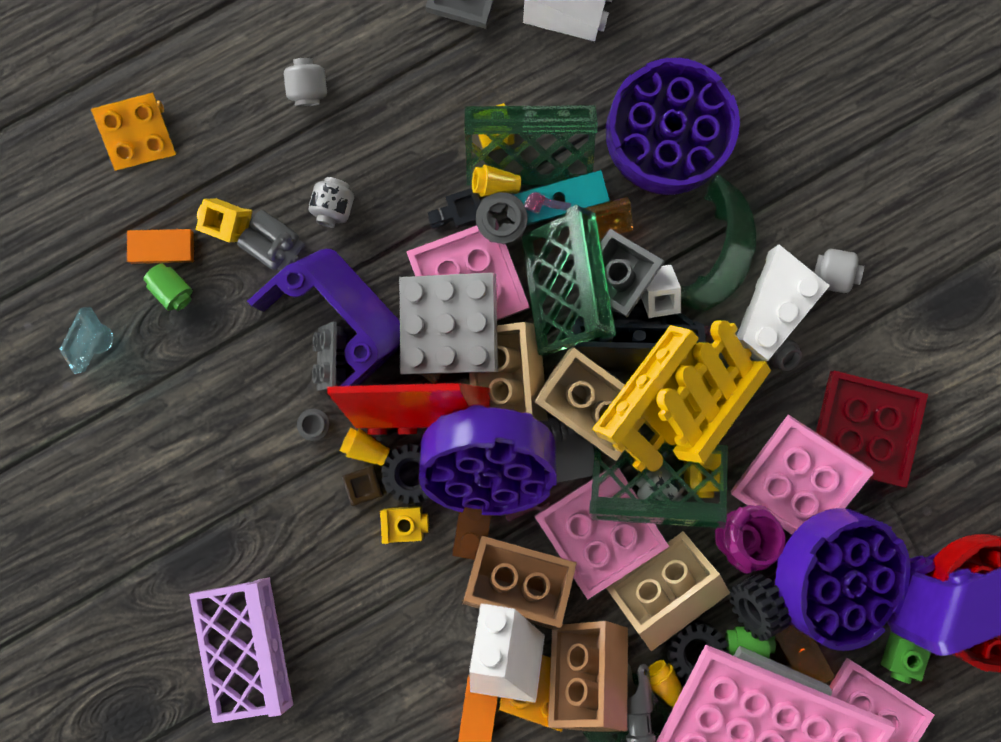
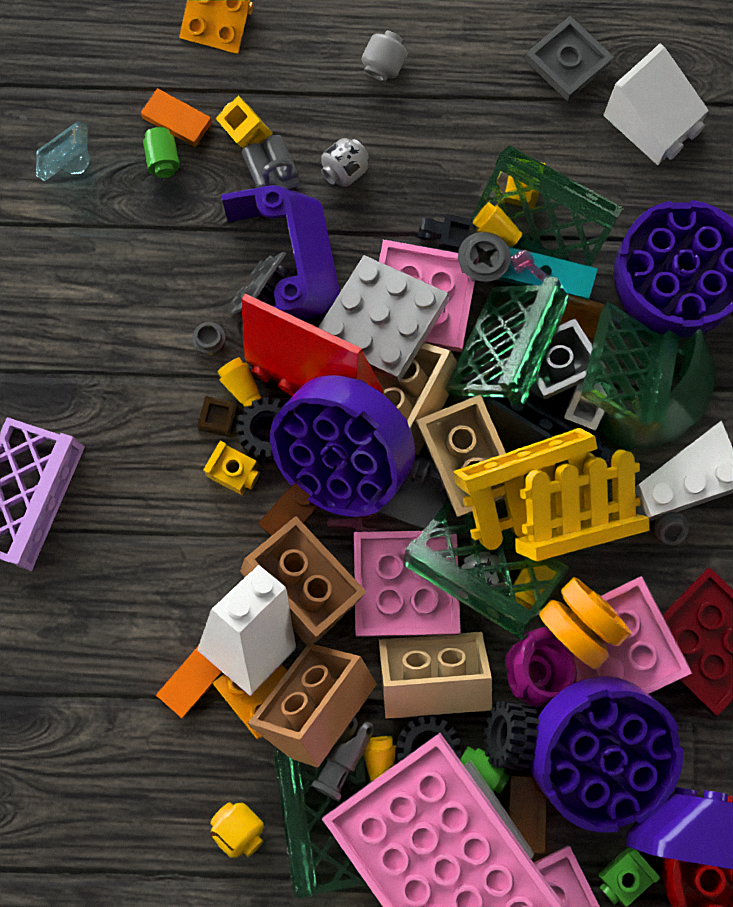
camera: 30 degrees right, 10 degrees down
(706, 246) = (653, 381): none -> clear green fence
(769, 487) = (581, 626): none -> light orange wheel

